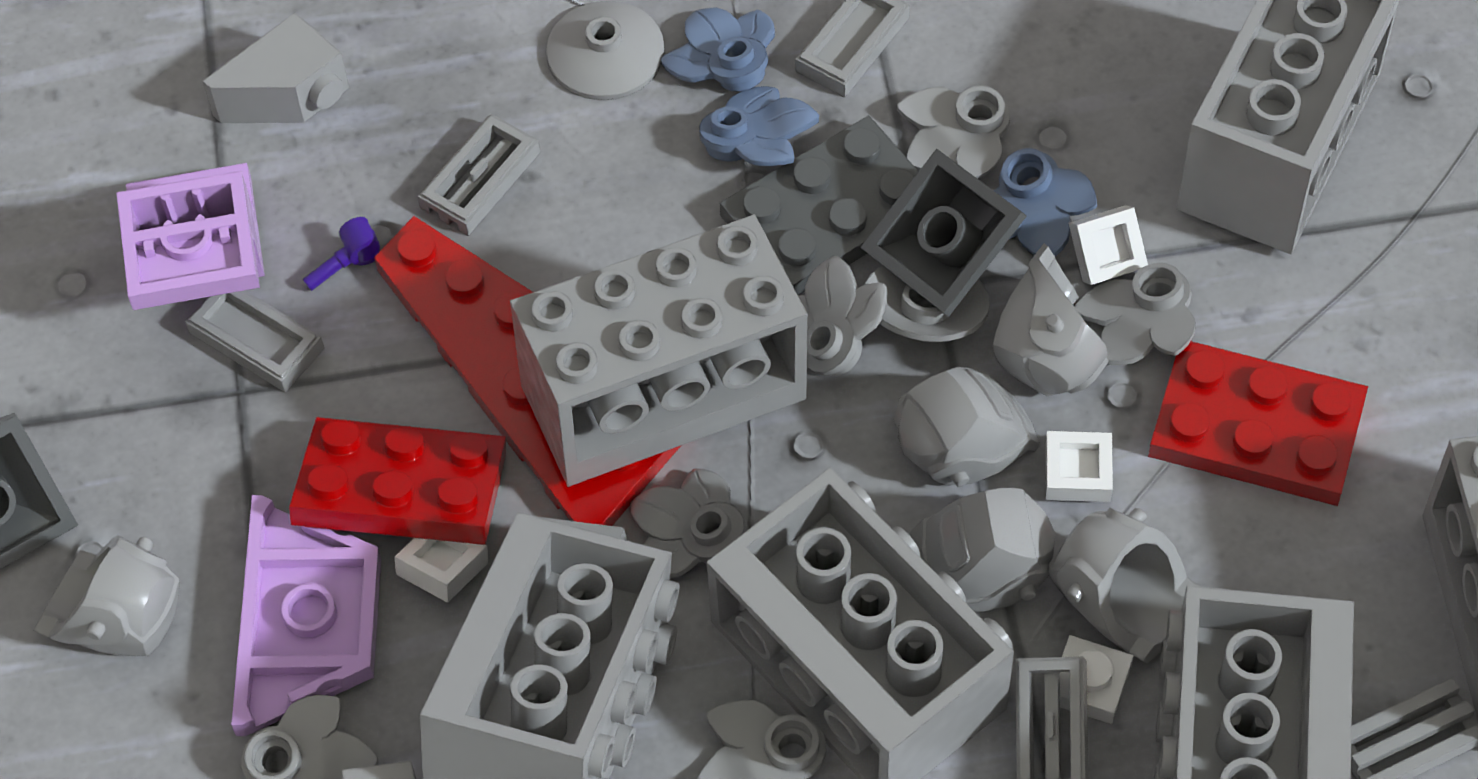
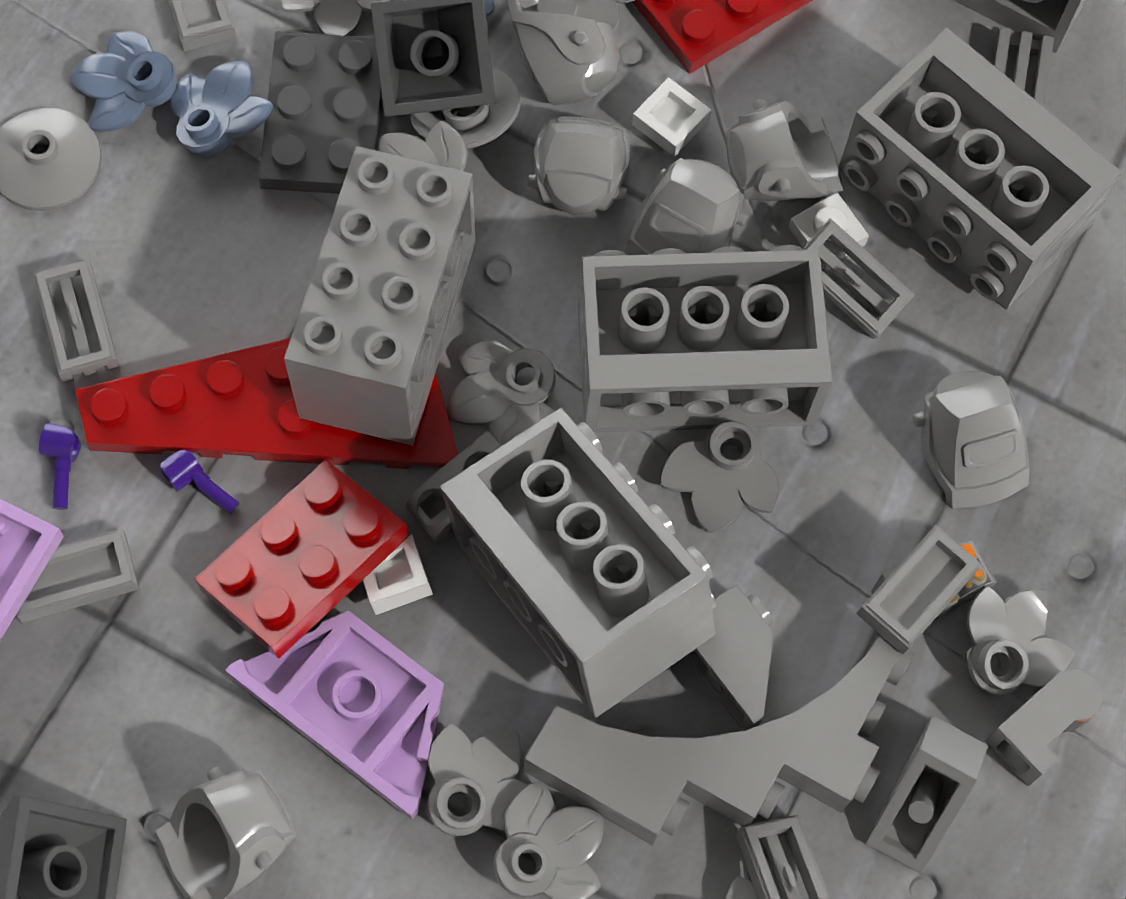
camera: 60 degrees left, 10 degrees up
(410, 342) = (184, 468): none -> dark purple hand

